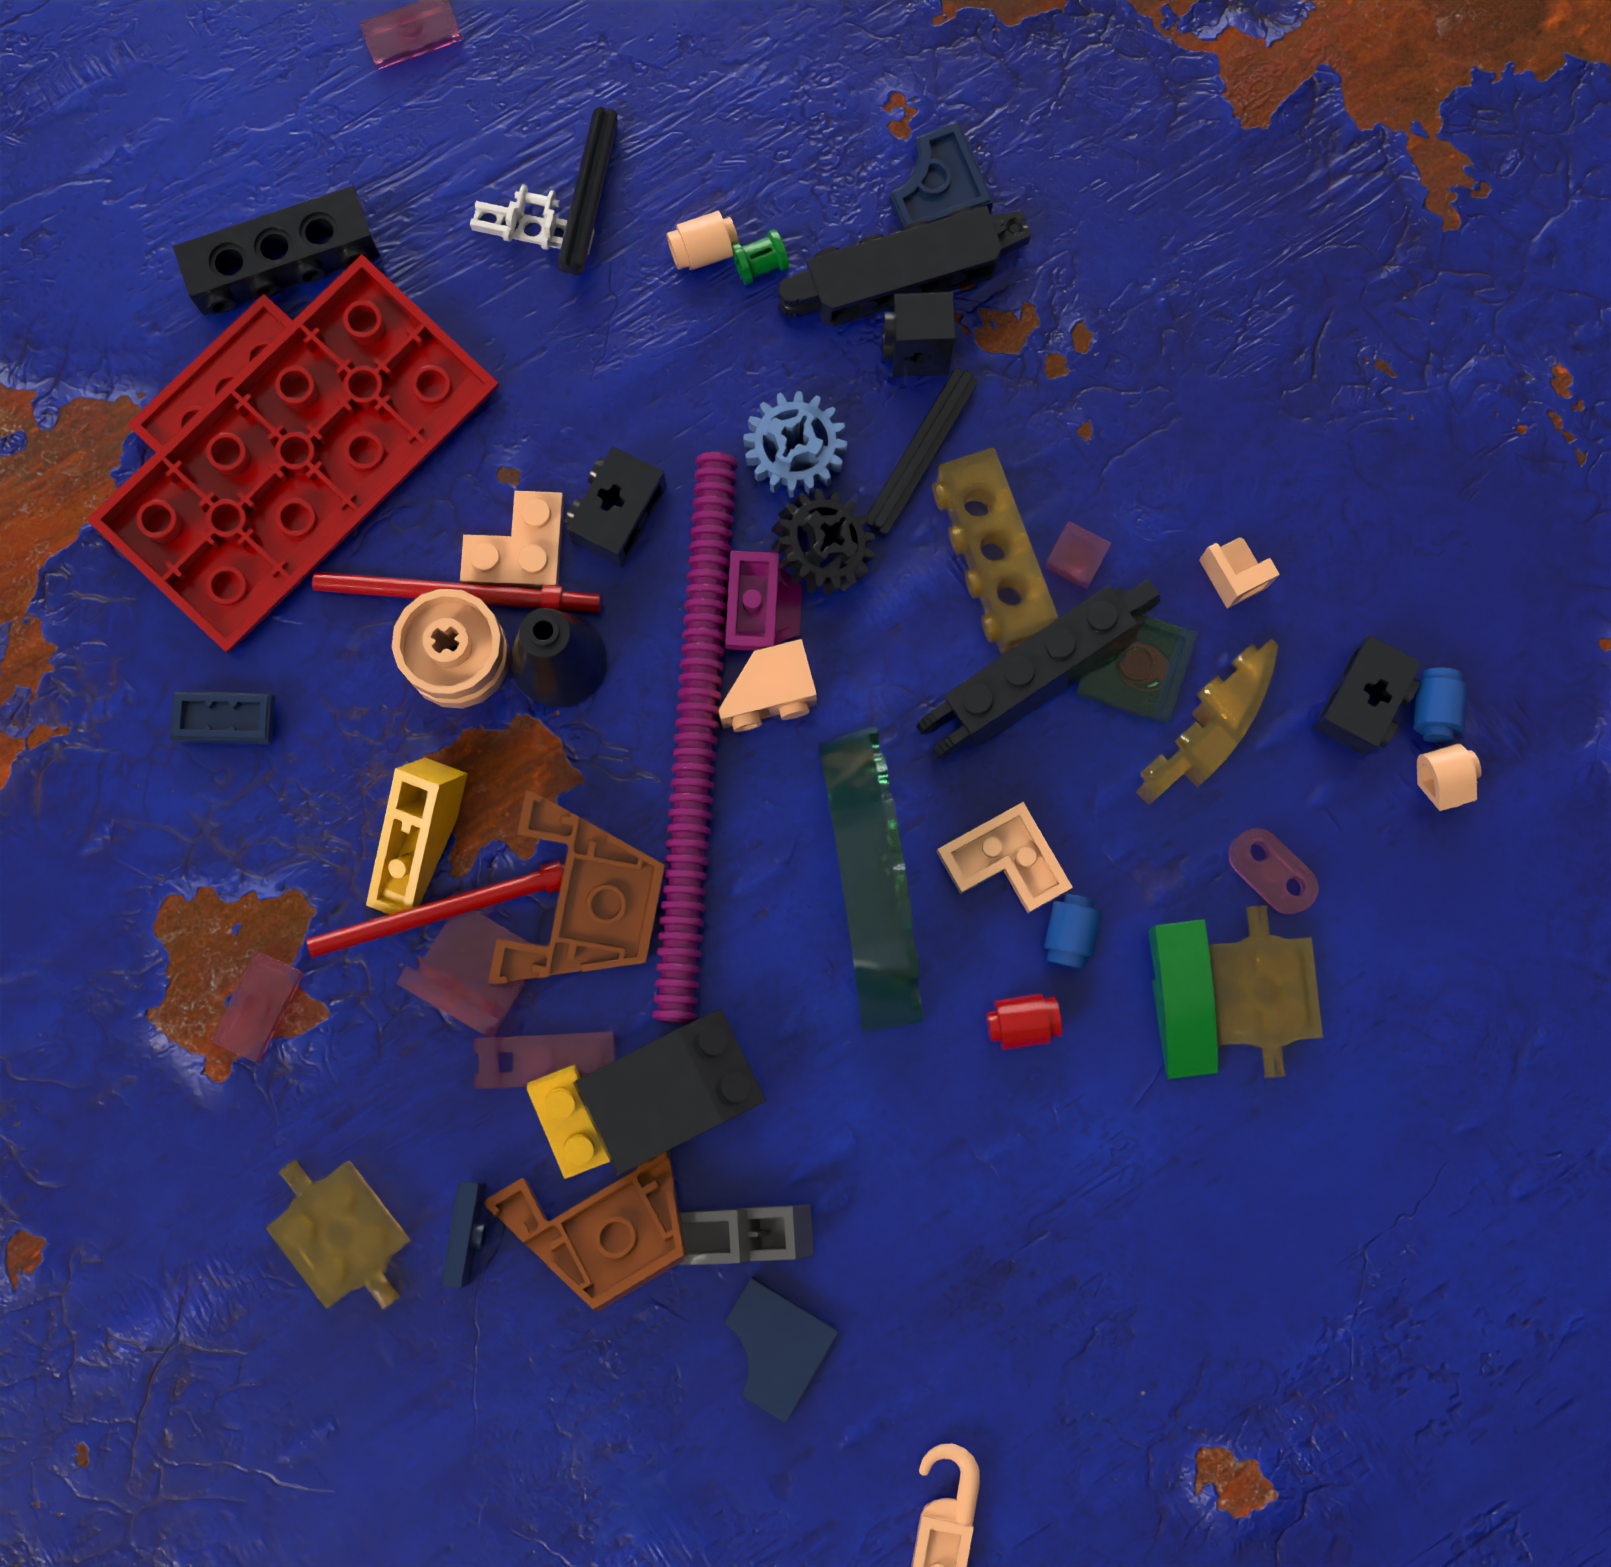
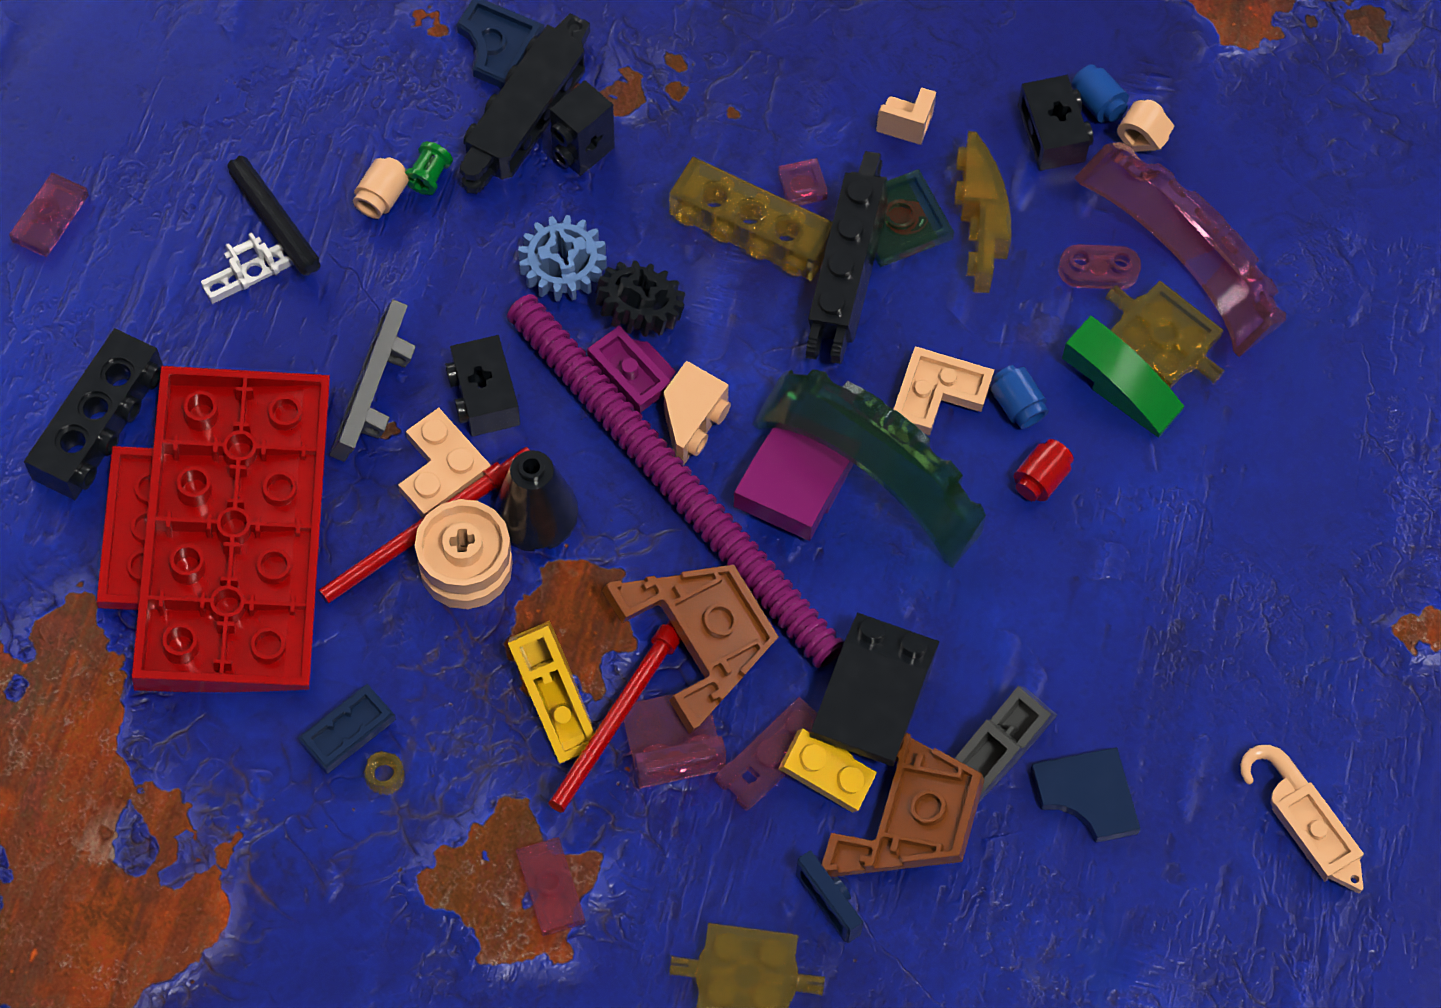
camera: 45 degrees left, 15 degrees down
(209, 772) = (391, 785): none -> clear yellow axle
(566, 395) = (384, 348): none -> hinge
(784, 832) = (792, 482): none -> magenta slope
(921, 451) = (644, 201): black axle -> none
(1392, 936) = (1194, 235): none -> clear pink windscreen

